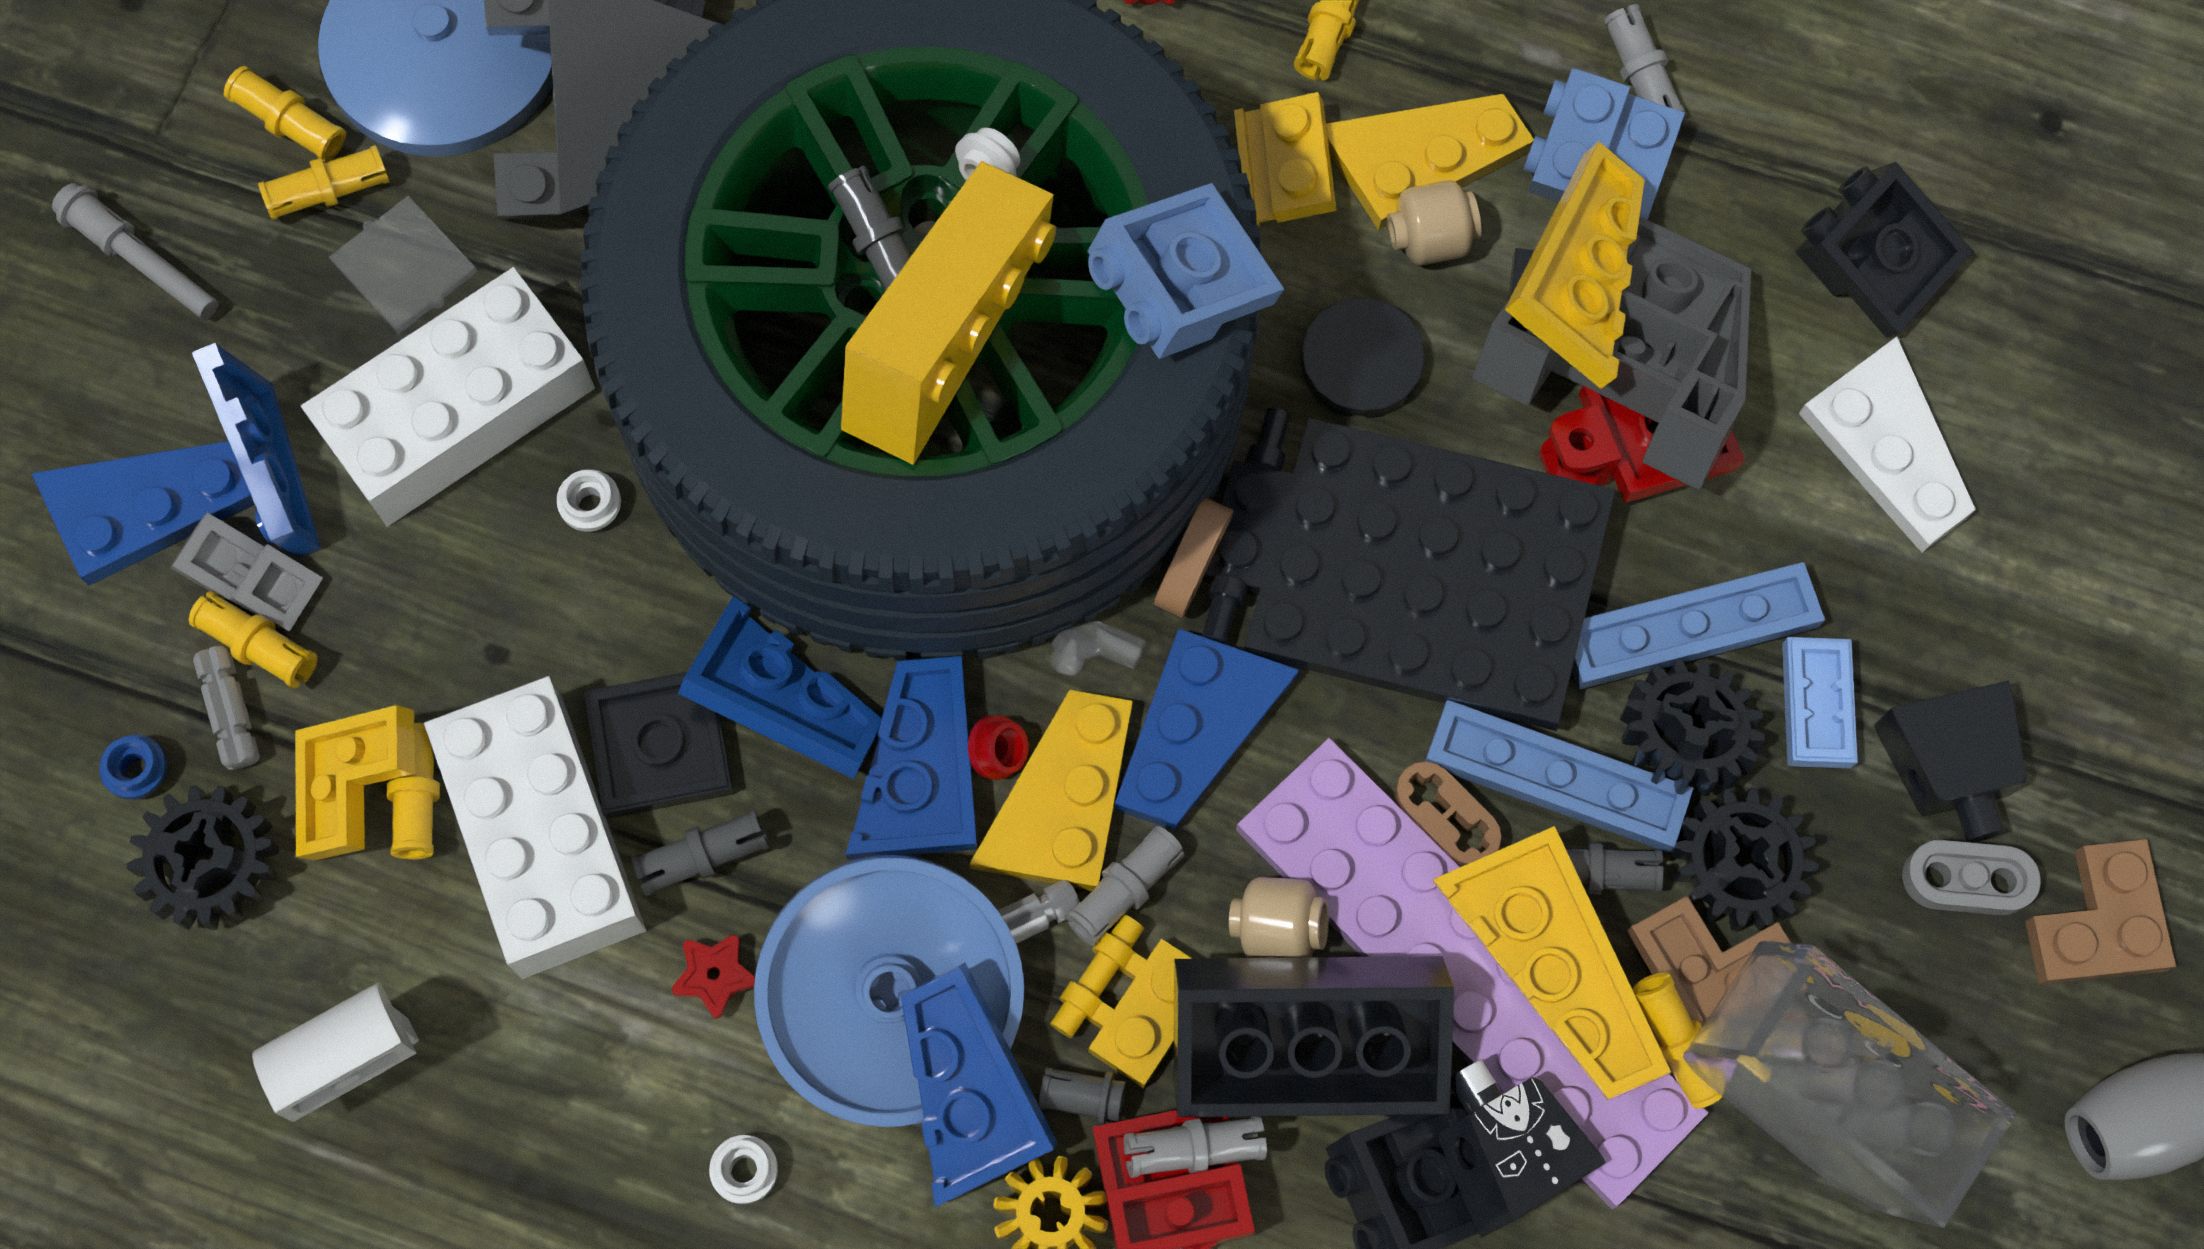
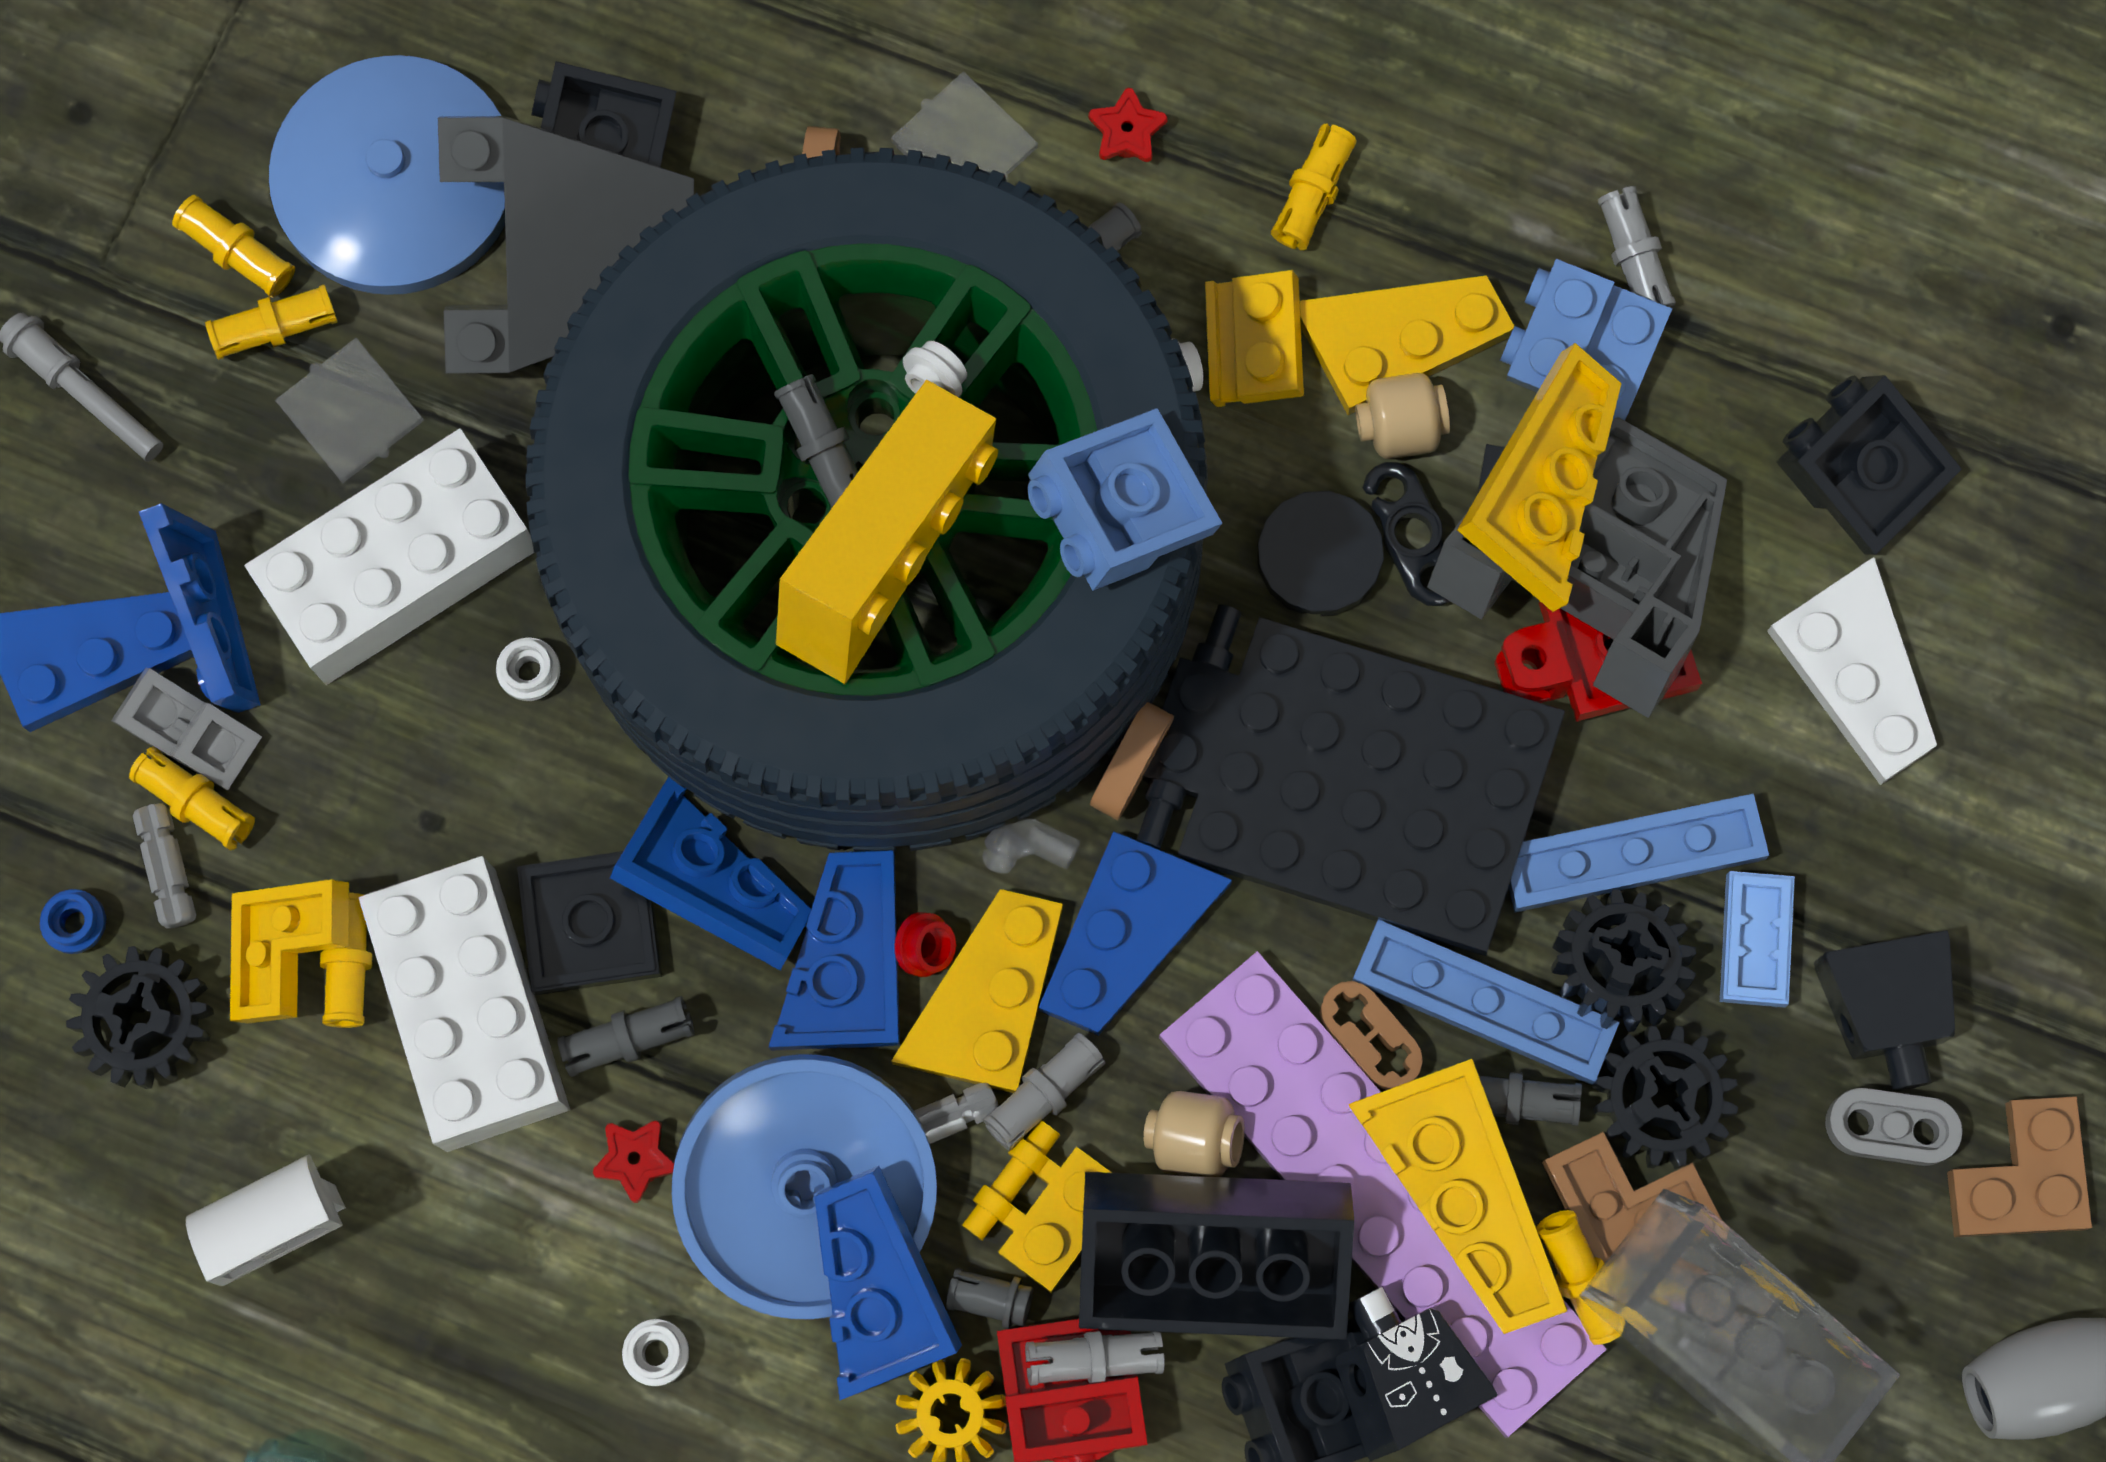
camera: 10 degrees right, 5 degrees up
(1448, 308) = (1415, 505): none -> black piece

